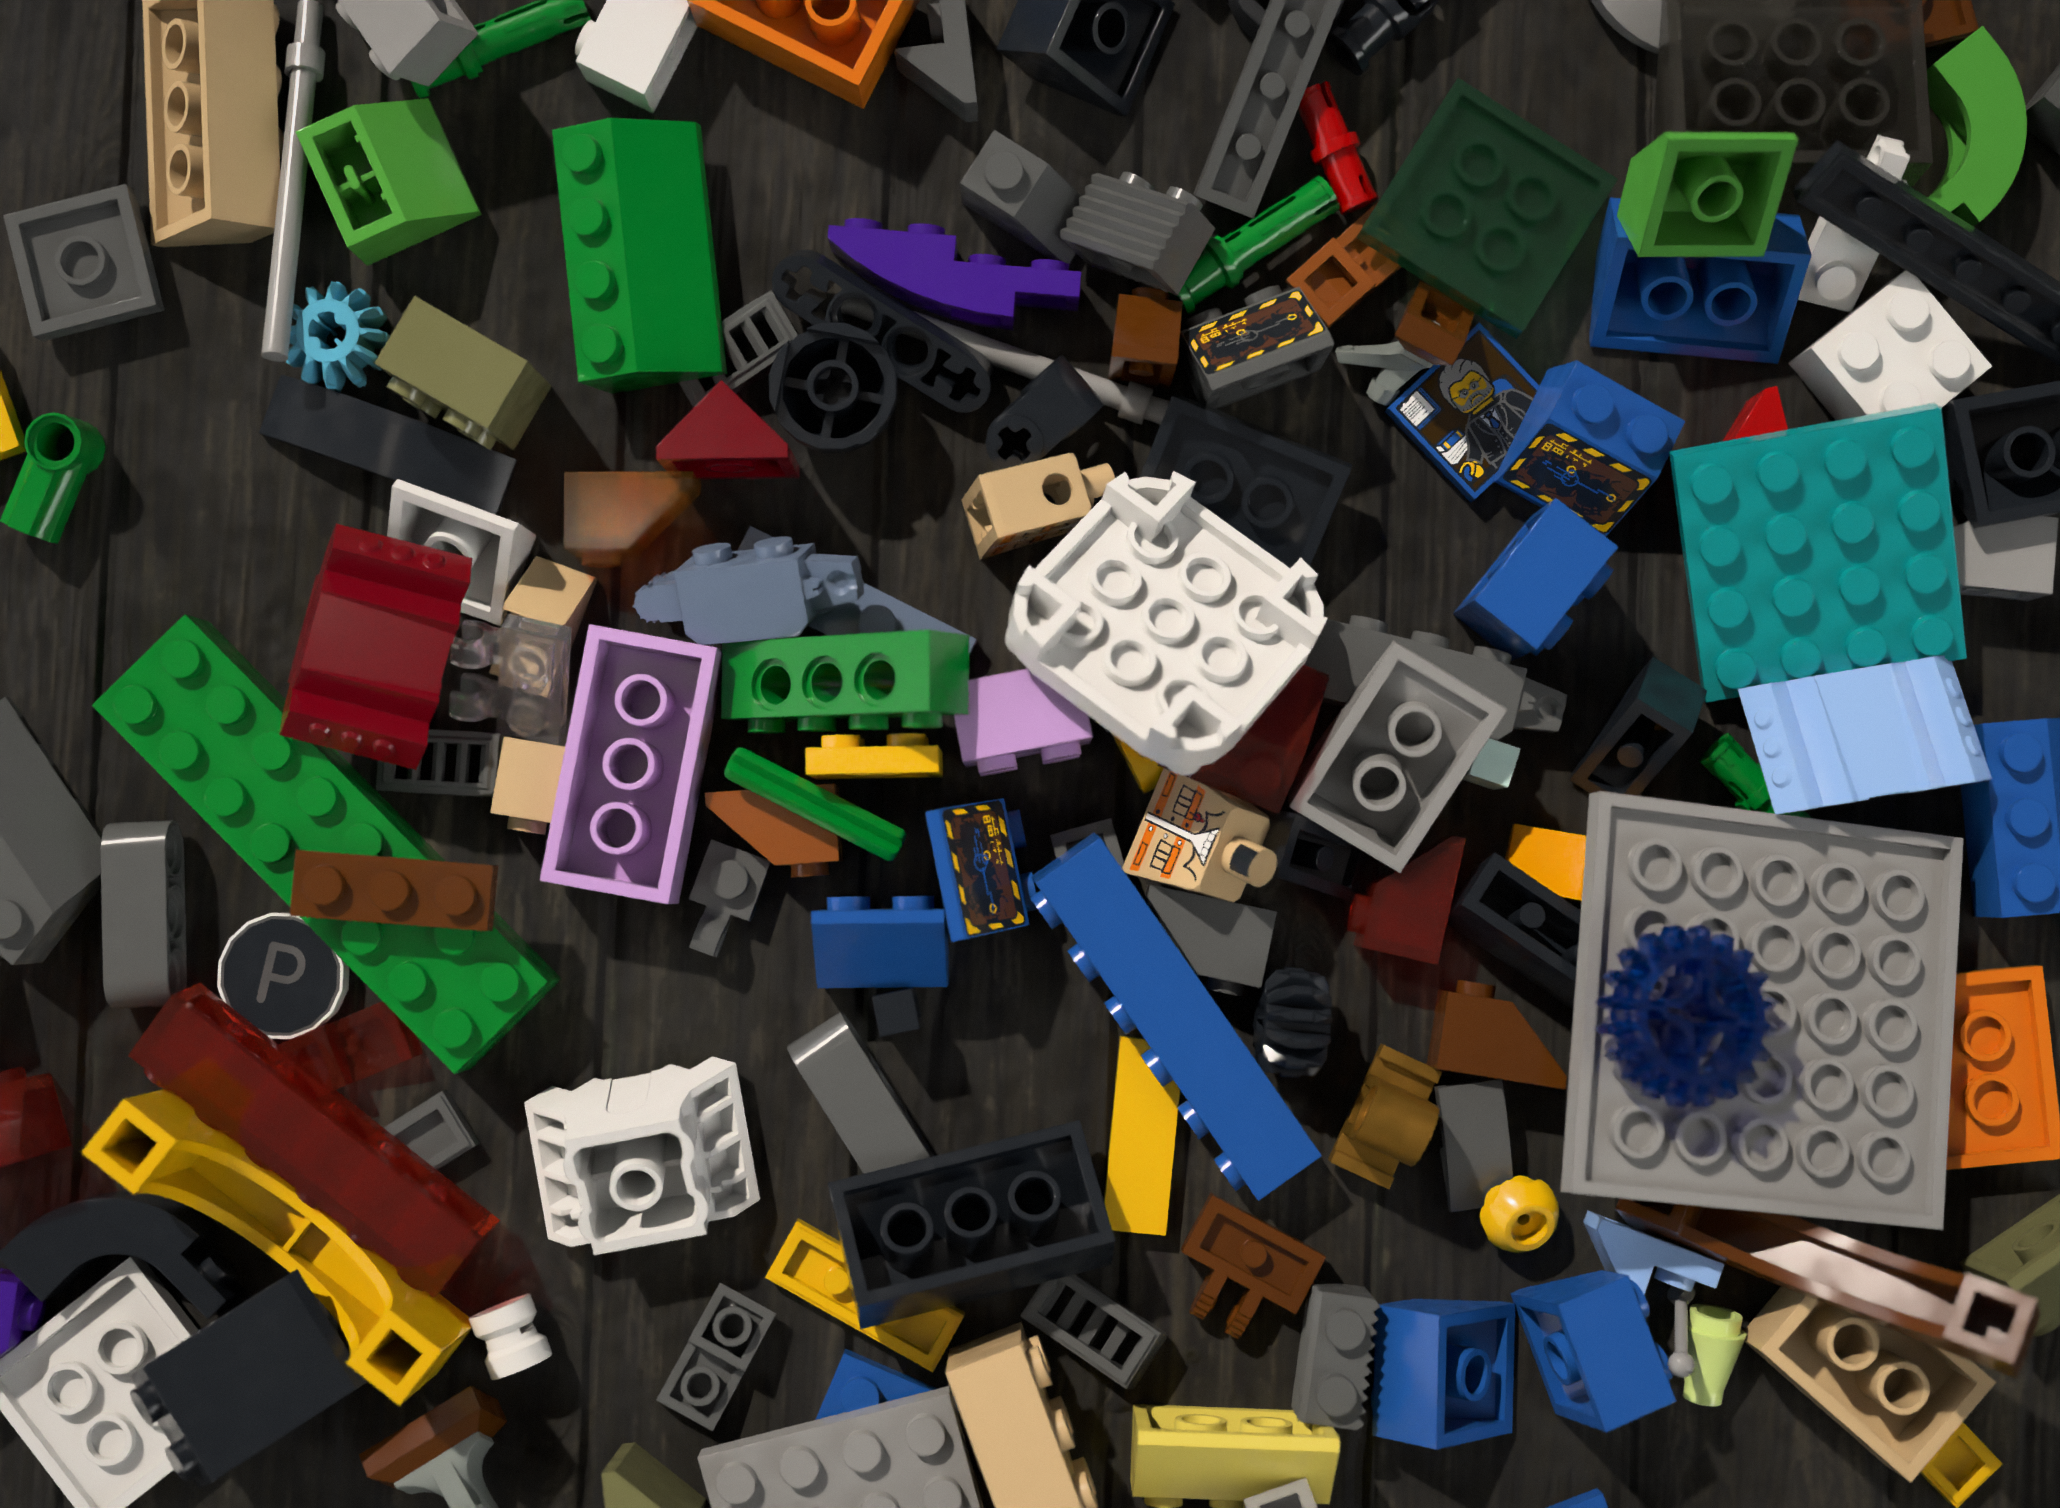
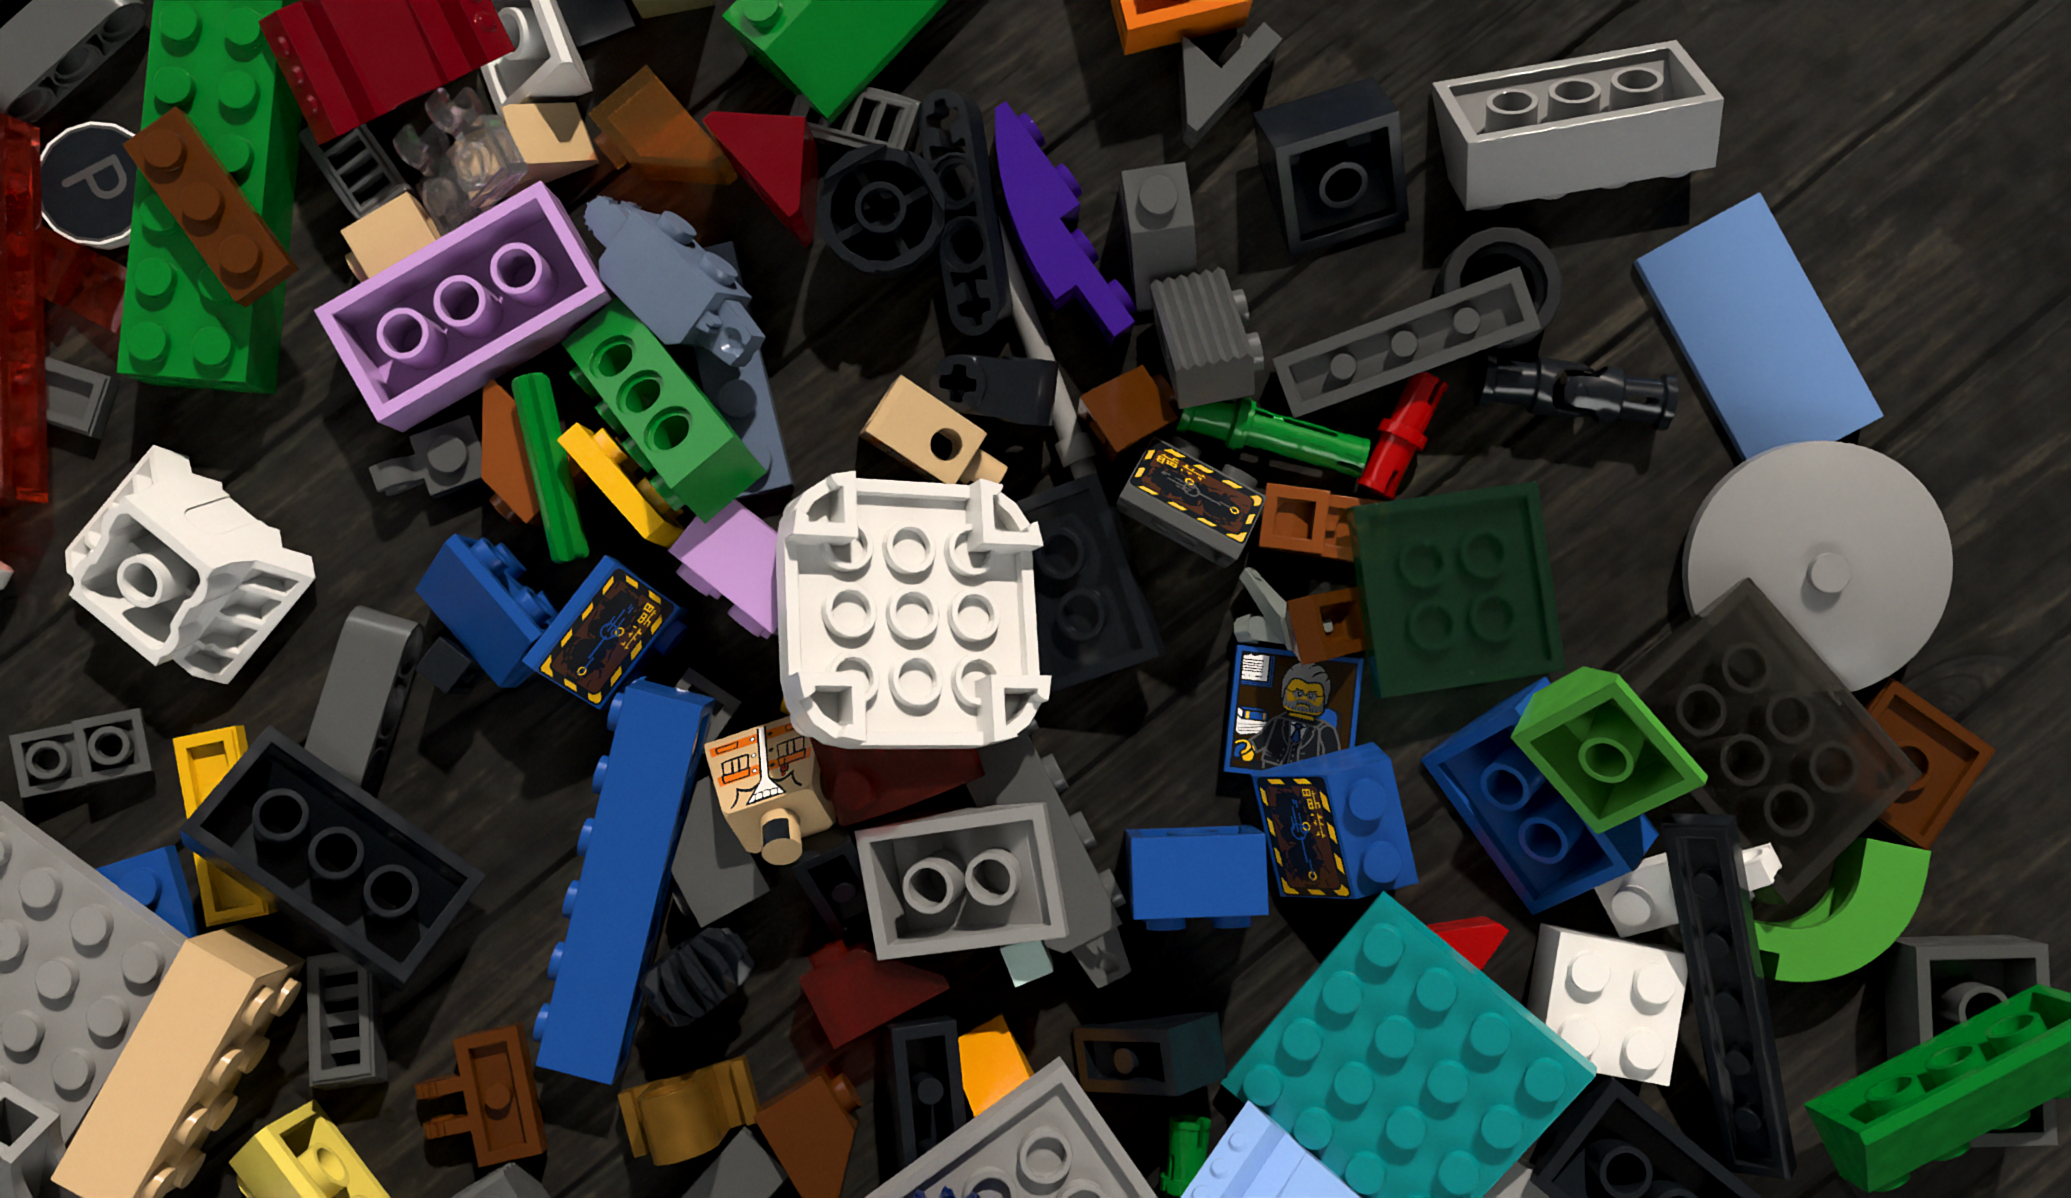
camera: 50 degrees right, 0 degrees up
(1140, 1144) = (505, 941): yellow tile -> none

